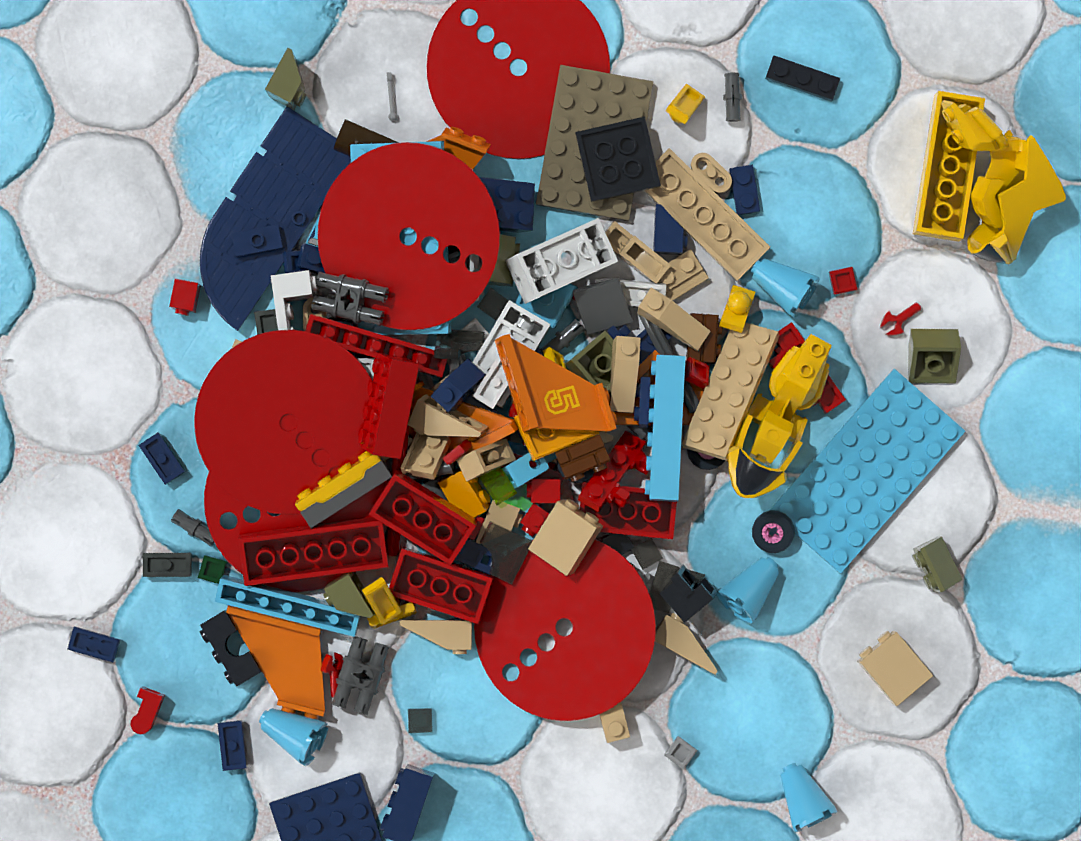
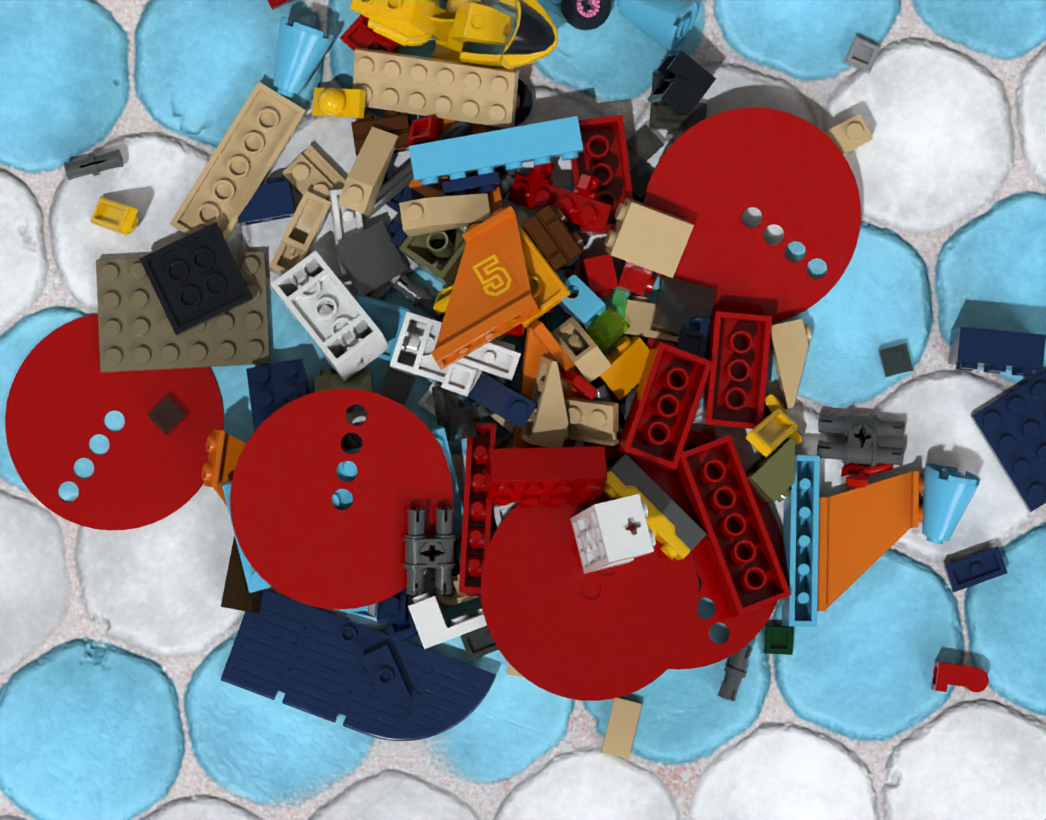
camera: 95 degrees left, 0 degrees up
(93, 644) = (897, 756): dark blue plate -> none
(161, 458) = (664, 728): dark blue plate -> none
(167, 564) = (785, 693): pearl dark grey plate -> none
(170, 423) = (621, 727): none -> tan tile
(184, 296) = (470, 746): red brick -> none
(217, 632) = (884, 582): black arch -> none
(286, 82) = (193, 684): olive slope -> none
(326, 442) = (603, 533): none -> white plate
(392, 116) = (204, 553): light grey hinge -> none
(484, 354) = (459, 378): none -> white tile
(512, 111) = (167, 415): none -> clear smoke tile
(679, 639) = (735, 81): tan slope -> none
(712, 172) = (187, 169): tan plate -> none
(744, 190) = (198, 127): dark blue plate -> none
(802, 78) = (53, 89): black plate -> none

